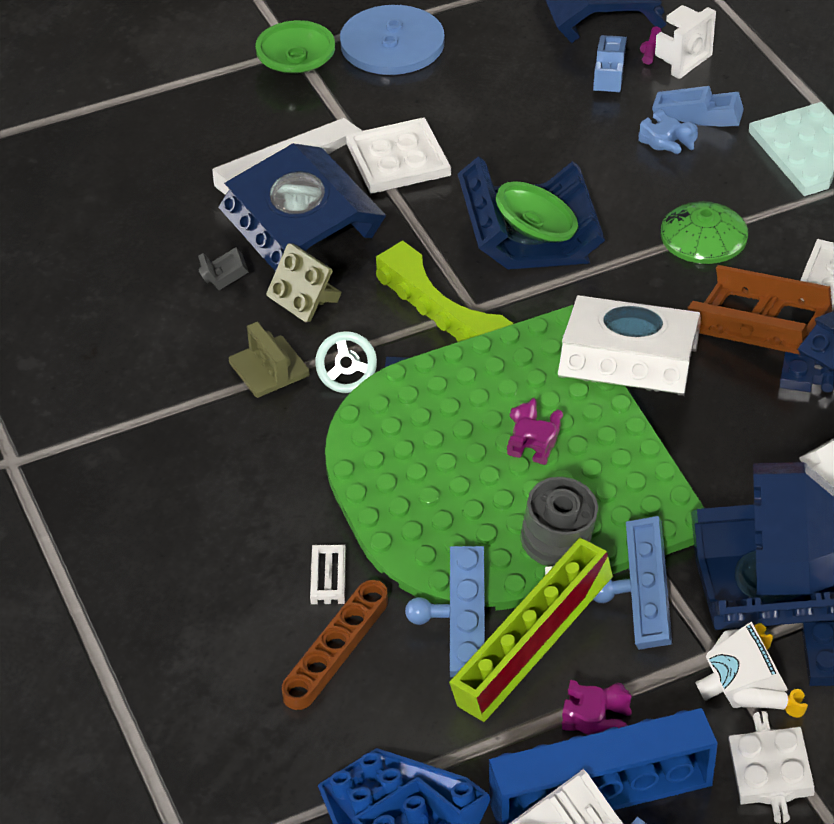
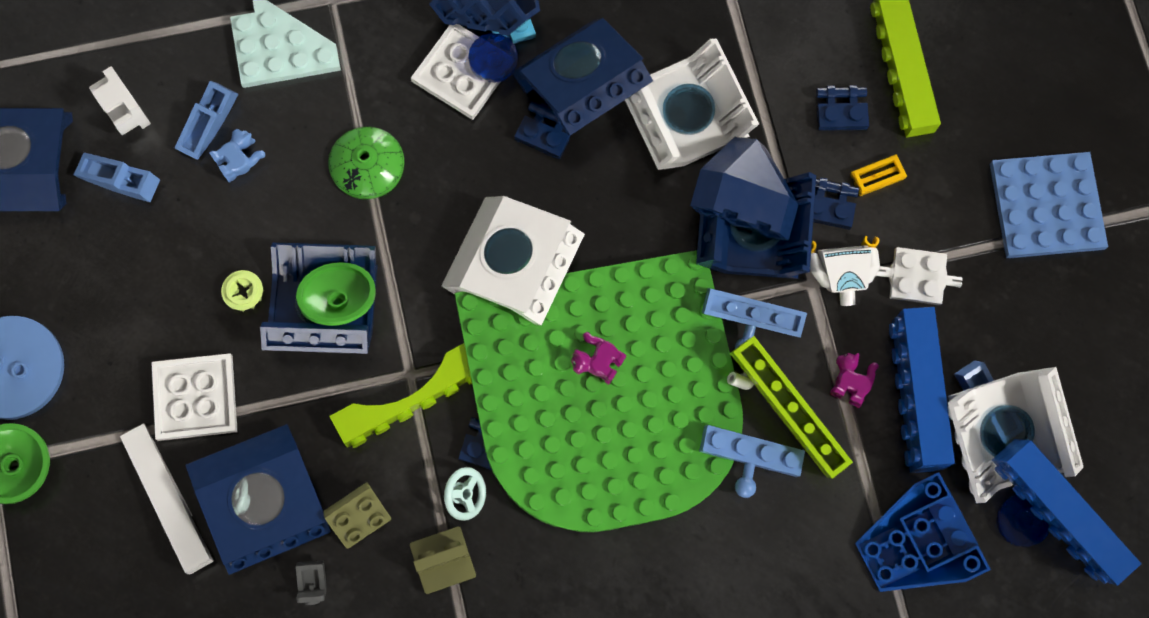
camera: 85 degrees left, 30 degrees up
(328, 594) = (661, 545): white tile -> none
(334, 657) = (768, 559): dark orange beam -> none
(522, 161) = (245, 279): none -> yellowish green gear
(556, 517) = (704, 363): dark grey wheel -> none
(648, 47) = (102, 134): magenta piece -> none
(761, 324) = (500, 159): dark orange window -> none

